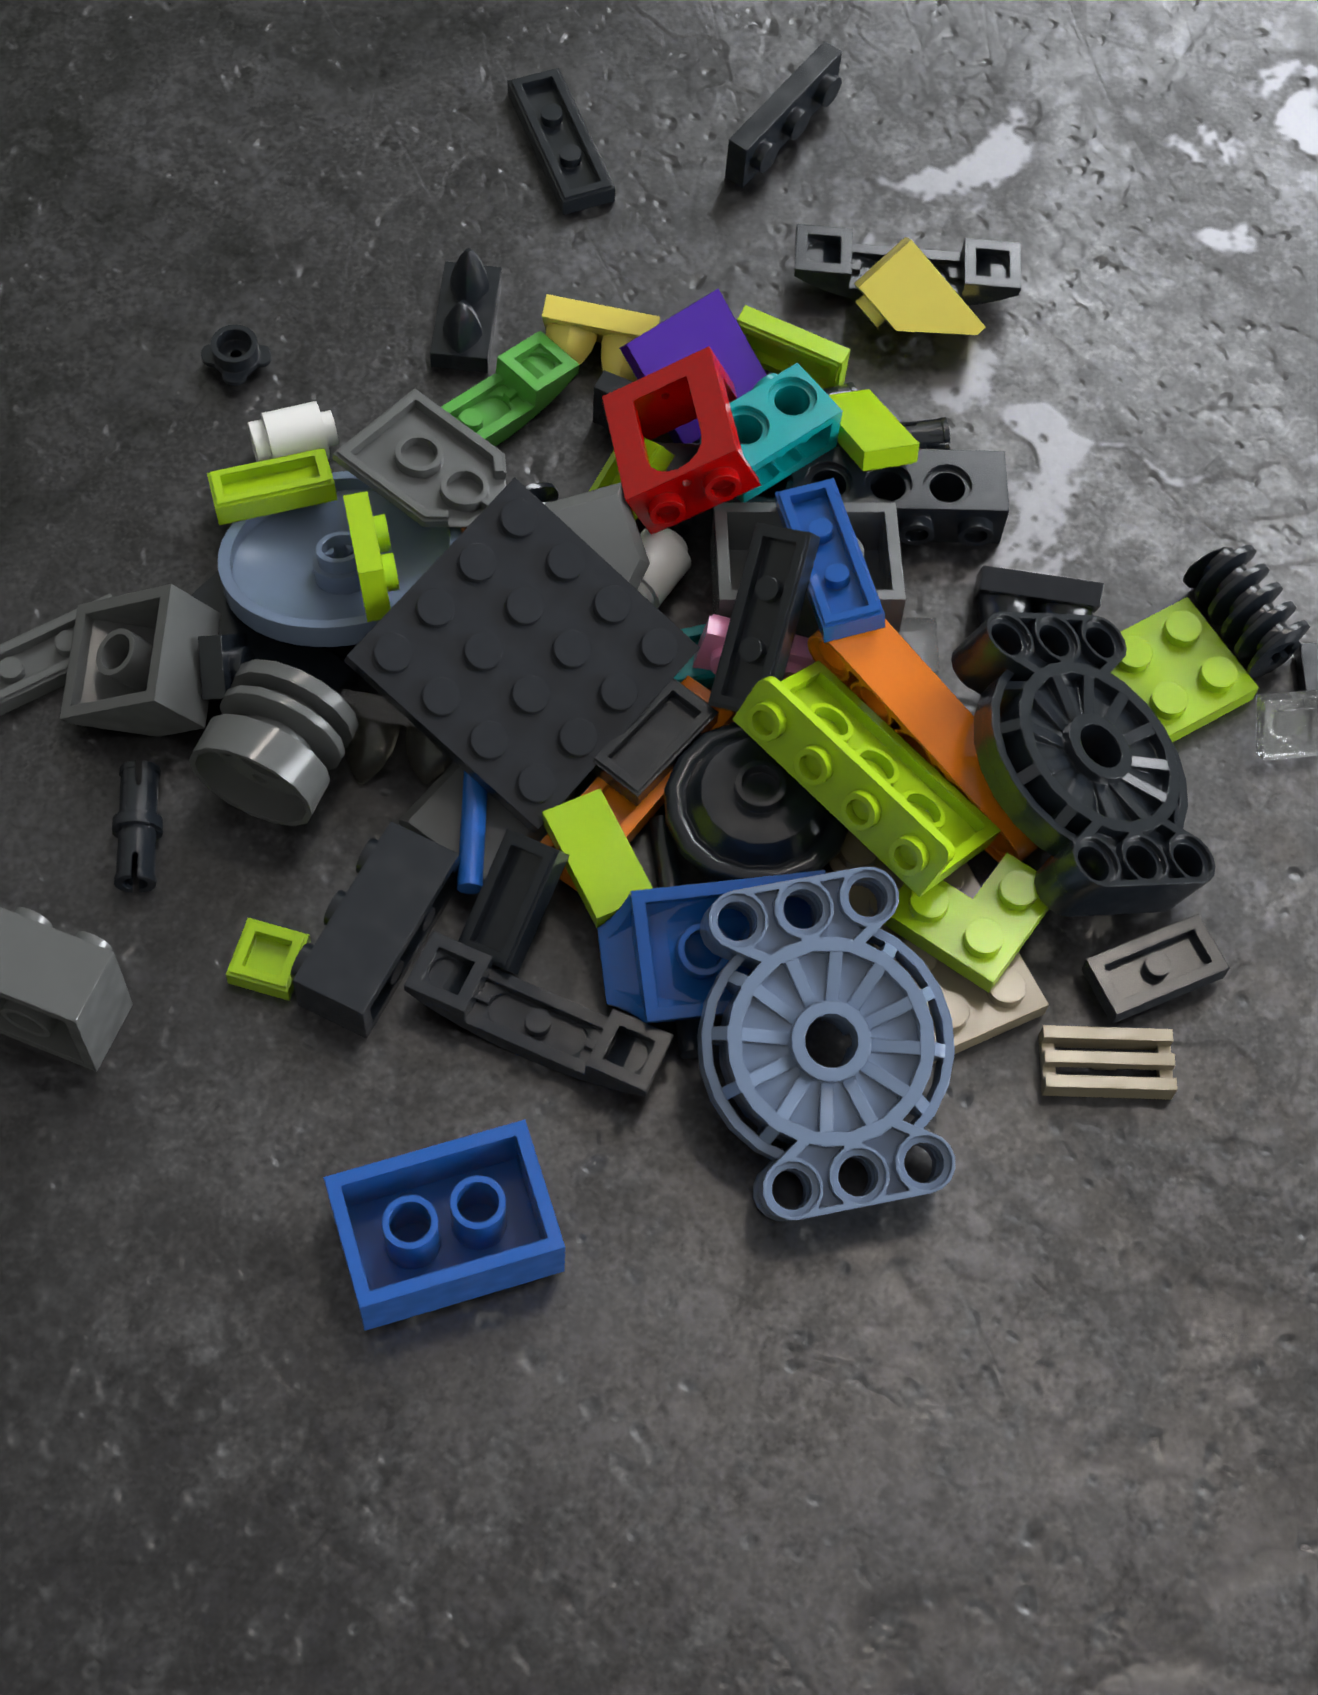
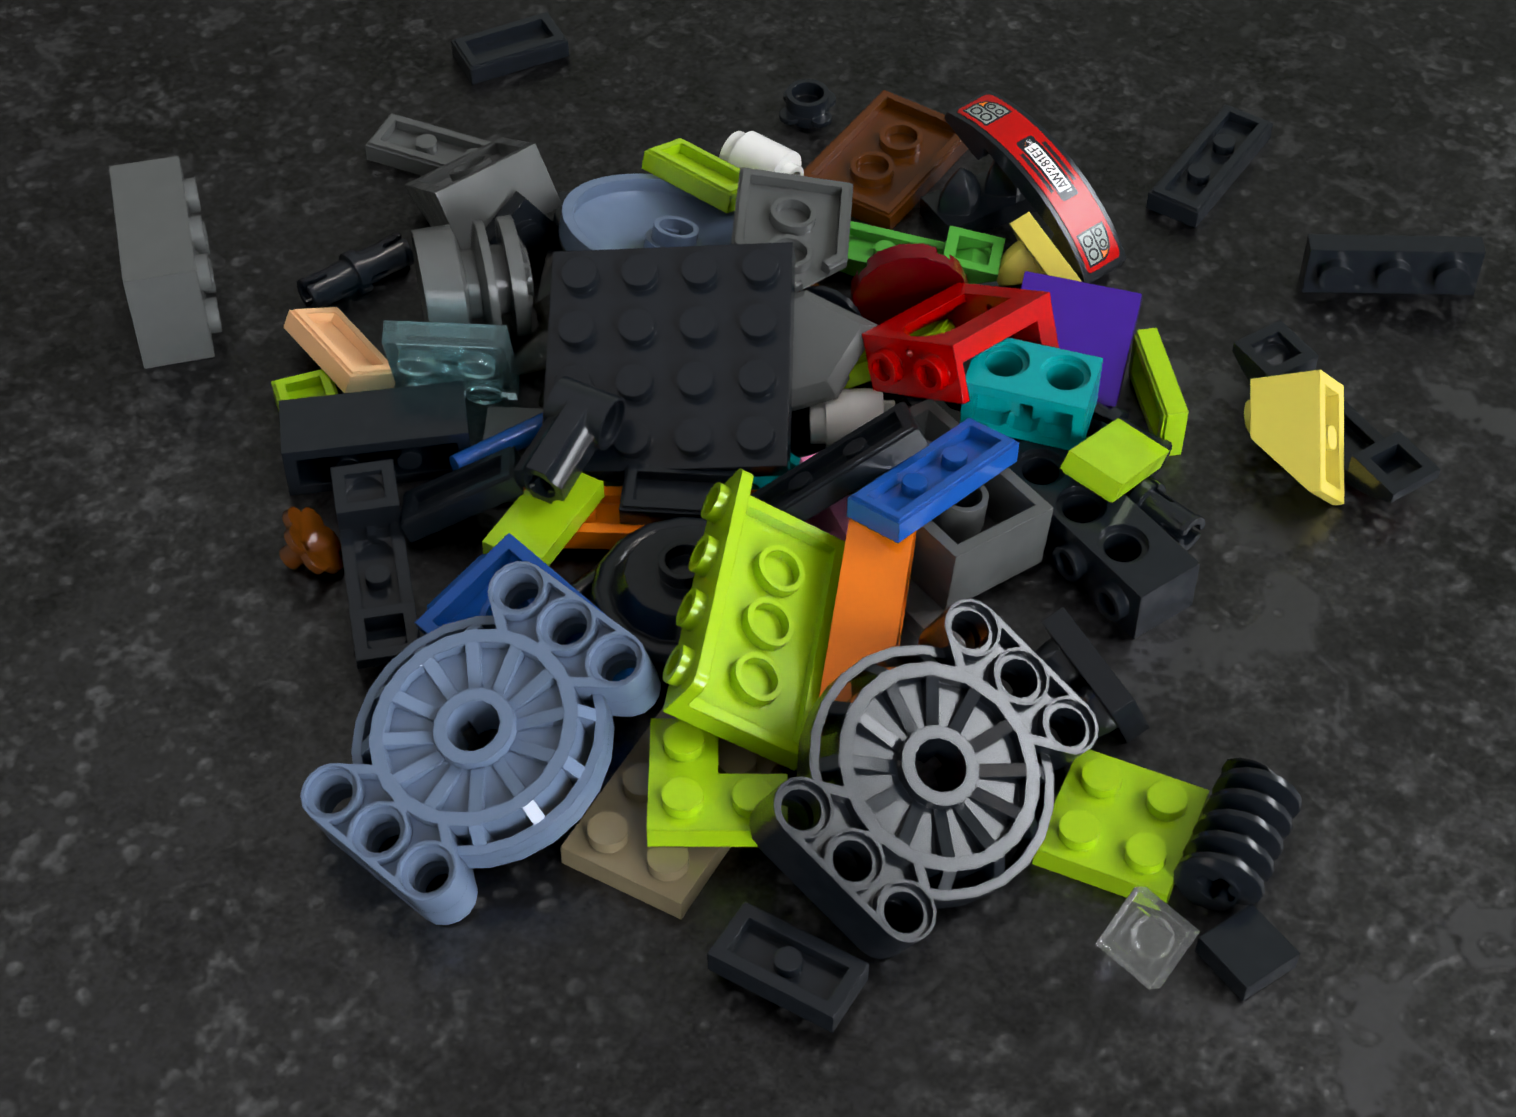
camera: 60 degrees right, 15 degrees down
(234, 895) = (340, 349): none -> light nougat tile
(351, 342) = (890, 157): none -> reddish brown tile
(374, 805) = (453, 352): none -> clear light blue plate
(375, 570) = (662, 218): lime plate -> none
(445, 1224) = (142, 601): blue brick -> none
(461, 1054) = (309, 542): none -> reddish brown plant
(508, 251) = (1044, 178): none -> slope
(554, 766) = (574, 425): none -> black piece
(567, 435) = (901, 279): none -> dark red tile
(1162, 1061) = (637, 942): tile -> none

